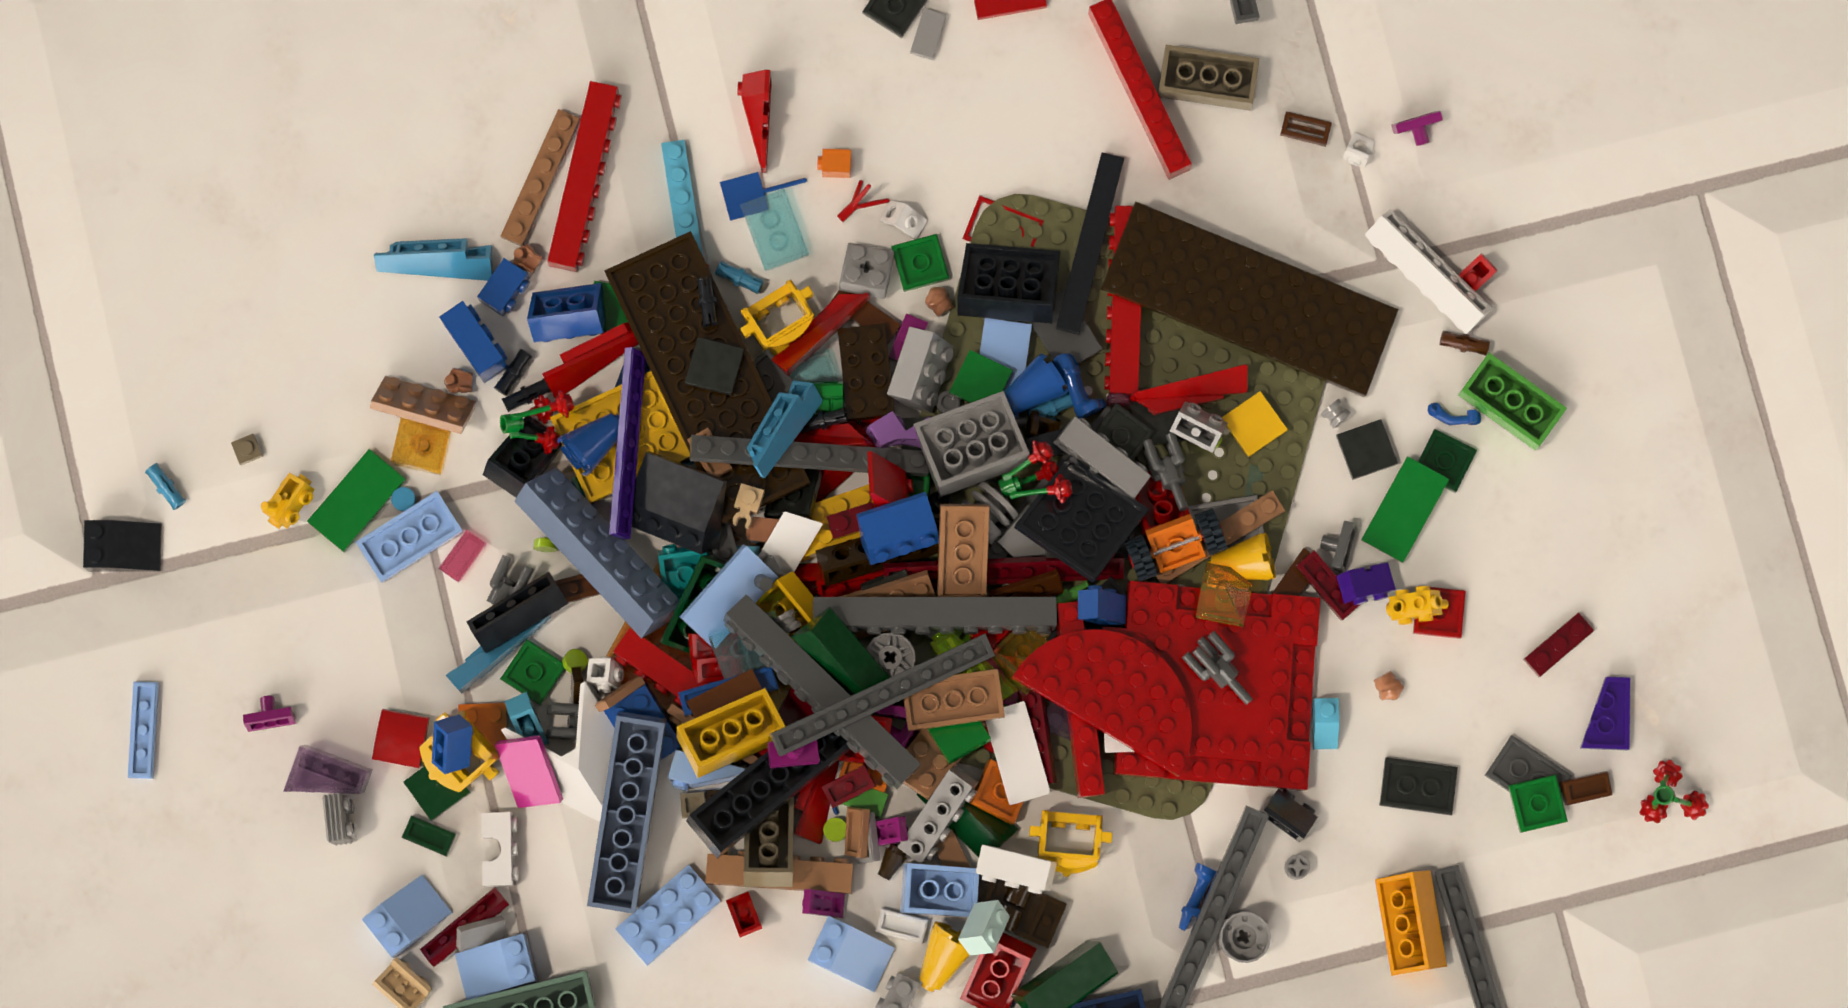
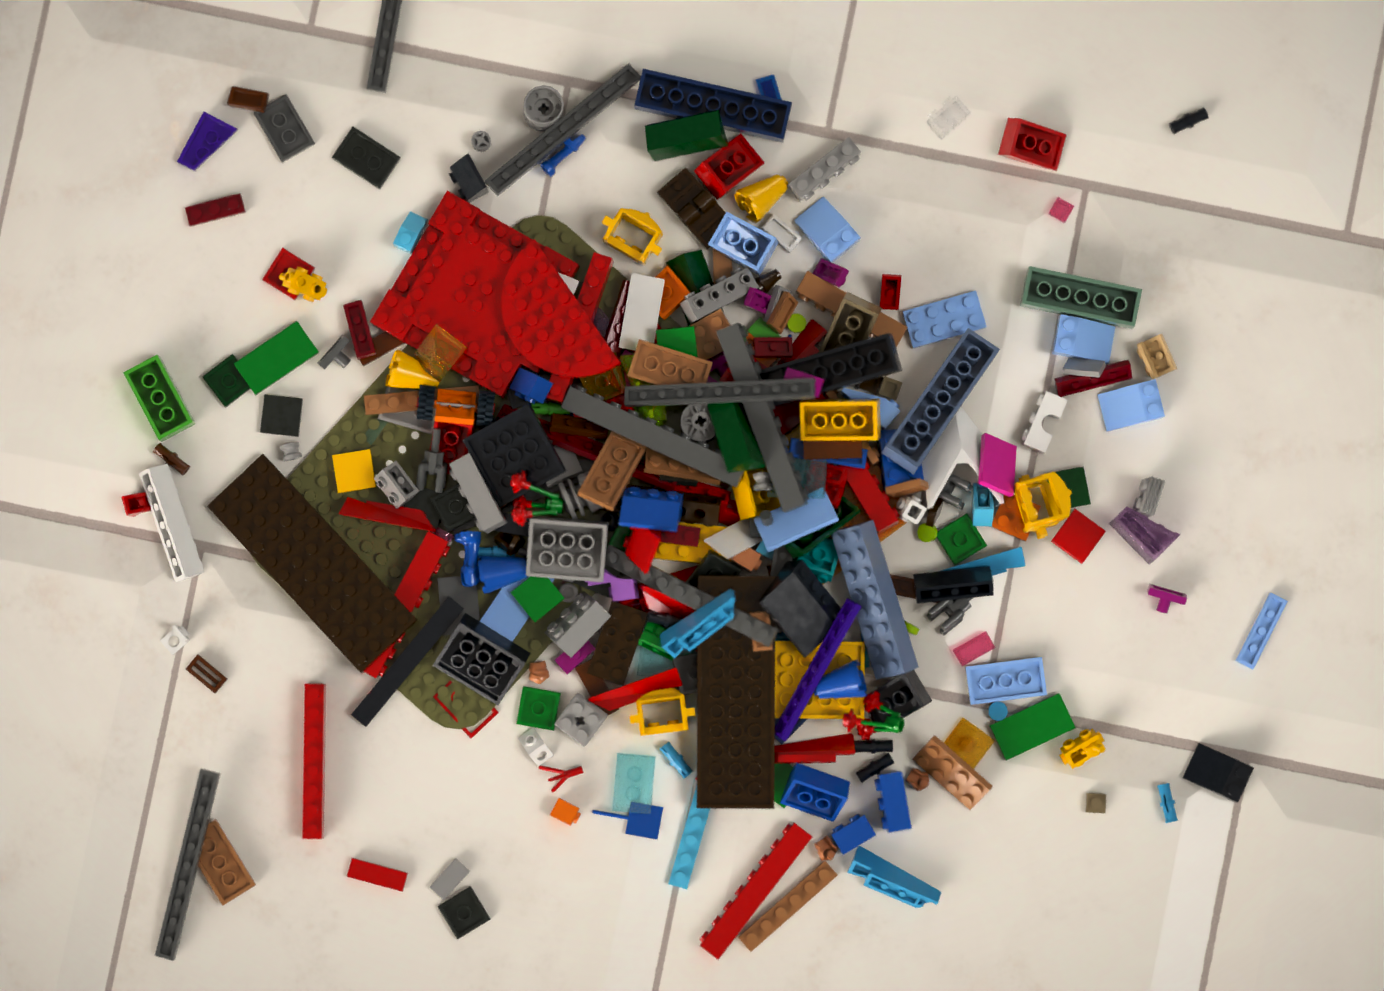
camera: 155 degrees left, 5 degrees up
(428, 836) = (1089, 456): dark green tile -> none
(452, 744) = (1044, 505): blue brick -> none
(707, 301) = (709, 746): black pin -> none
(714, 366) = (727, 695): pearl dark grey tile -> none
(748, 501) = (749, 582): tan plate -> none
(756, 100) = (603, 882): red wedge -> none
(984, 927) = (725, 198): light aqua brick -> none
(1015, 869) = (682, 229): white brick -> none
(1208, 77) = (259, 744): dark tan brick -> none
(1216, 665) = (469, 304): dark grey plant -> none
(1362, 583) = (329, 316): dark purple brick -> none
(1388, 686) = (352, 237): nougat arm -> none
(1410, 922) = (420, 64): light orange slope -> none
(1418, 126) = (124, 636): magenta tile -> none
(1436, 411) = (216, 418): blue piece -> none
(1537, 803) = (288, 104): green tile -> none
(1655, 806) = (203, 61): red plant -> none

